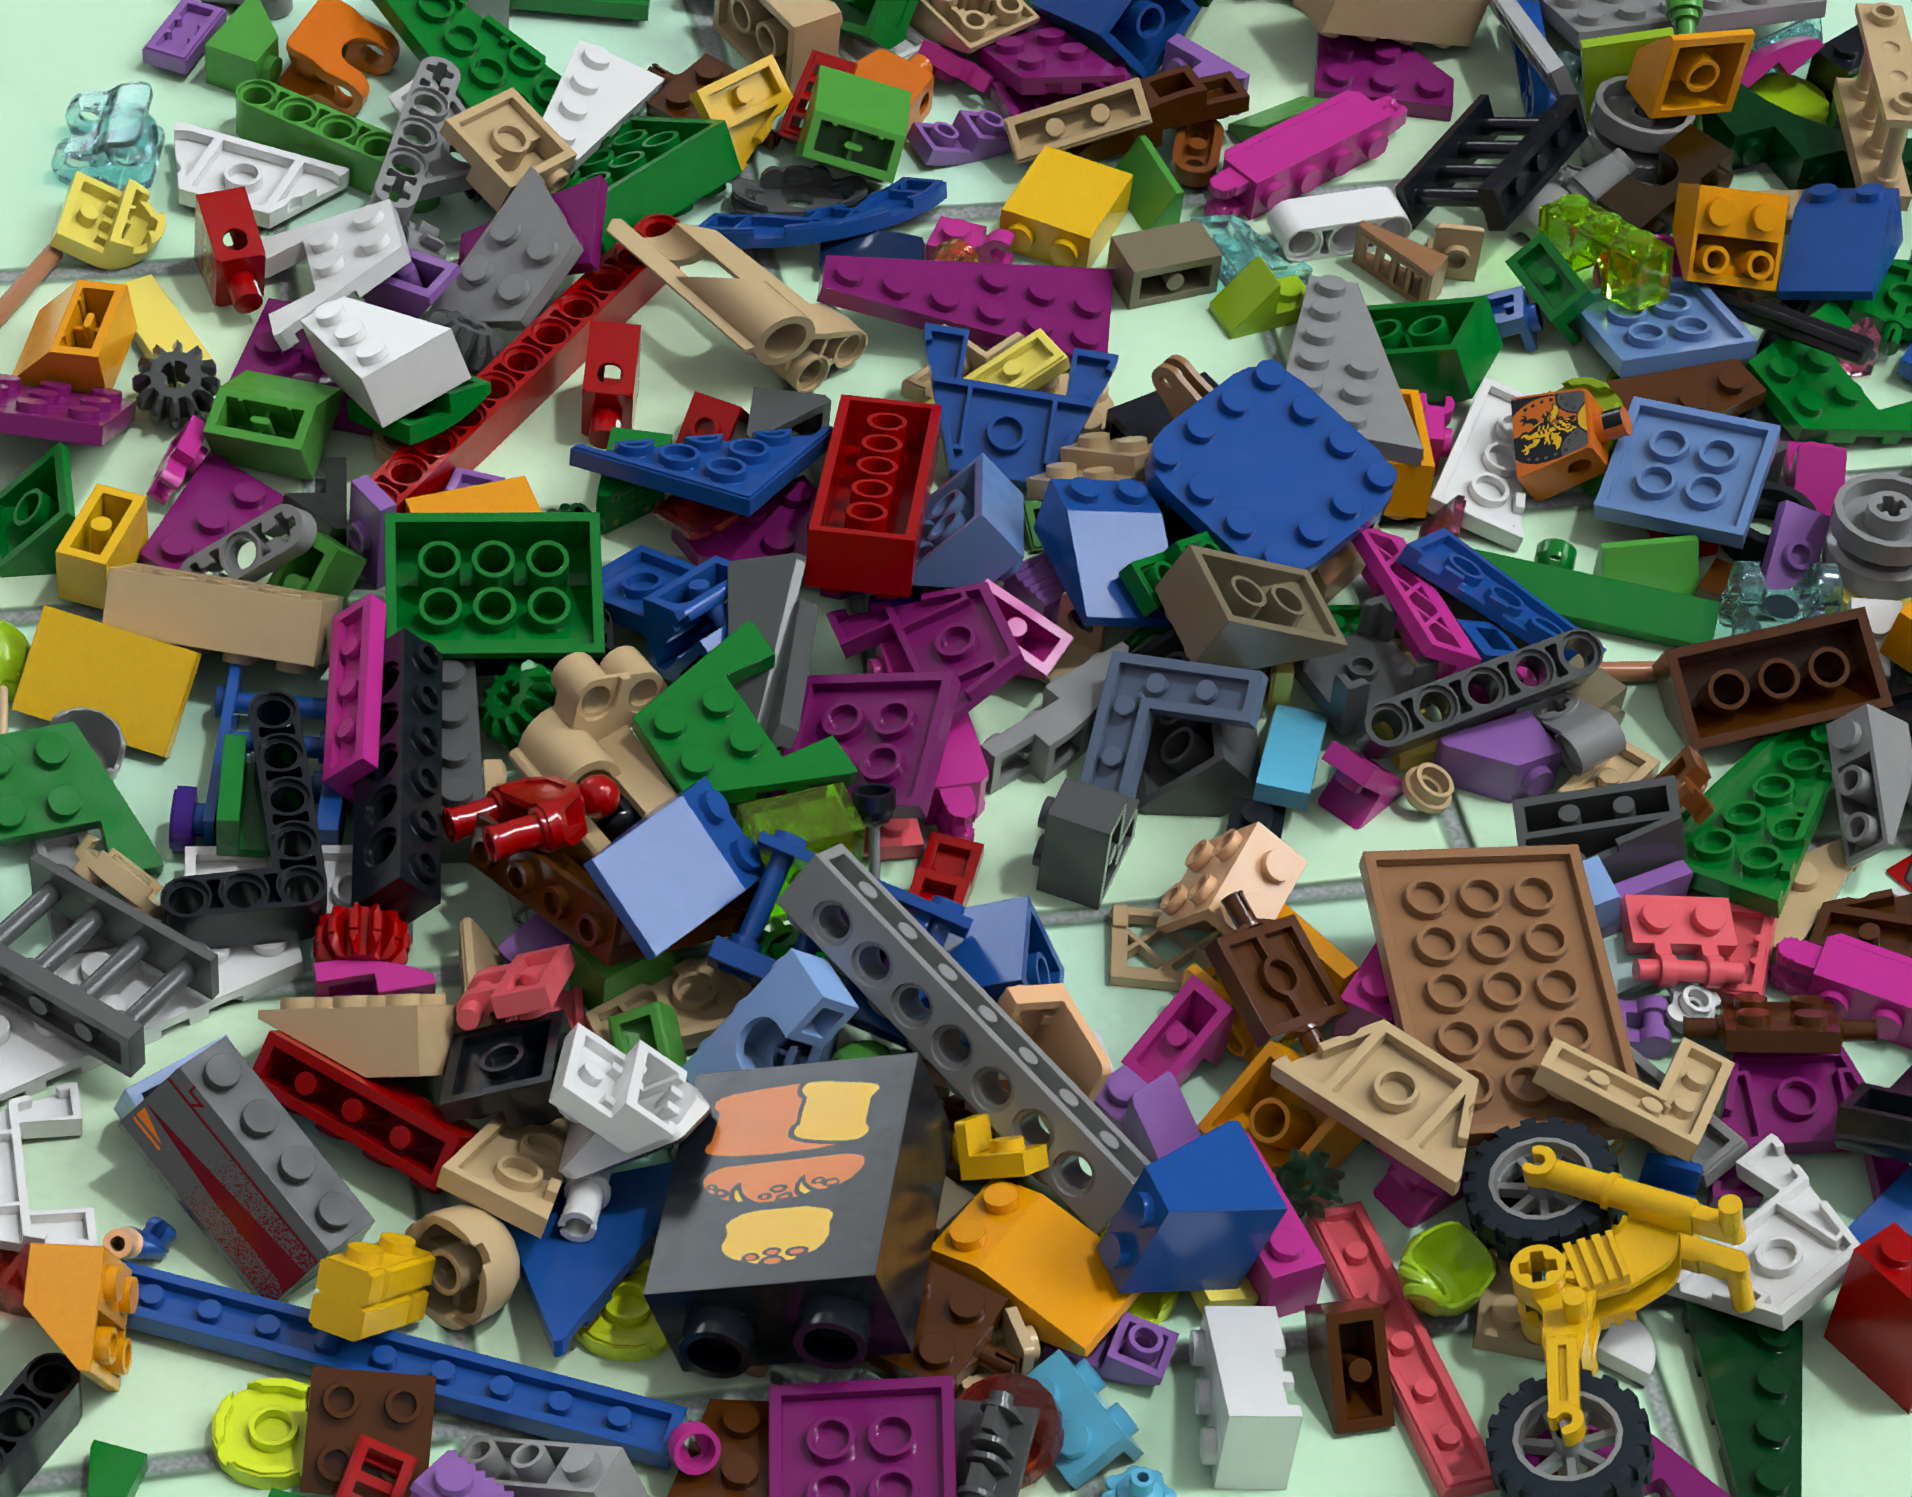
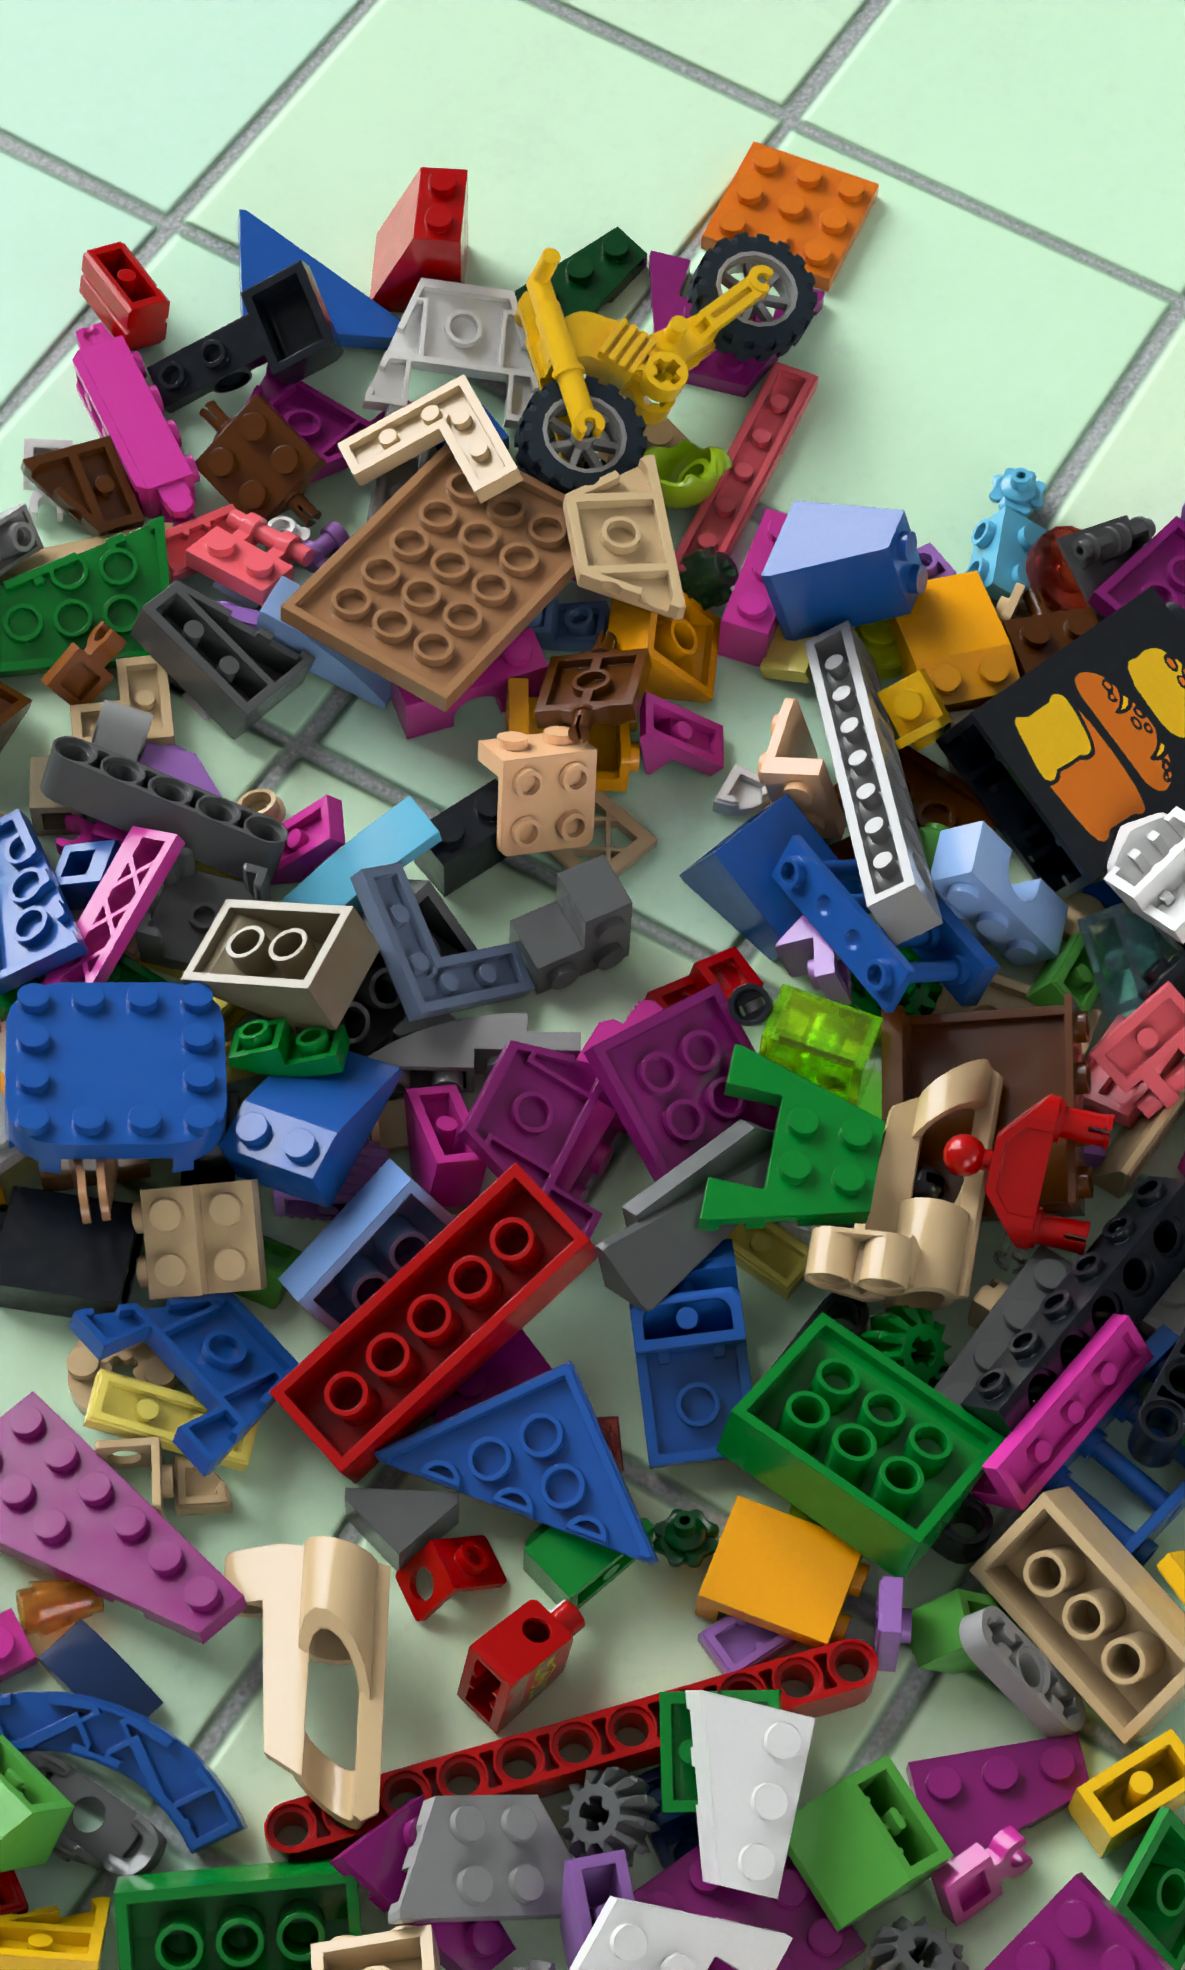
camera: 135 degrees left, 15 degrees up
(328, 502) = (895, 1700): pearl dark grey slope -> none
(676, 867) = (984, 1014): slope -> none
(1148, 1113) = (746, 724): medium lavender slope -> none
(1244, 1398) = (912, 468): white wedge -> none
(1351, 1363) = (792, 473): reddish brown slope -> none

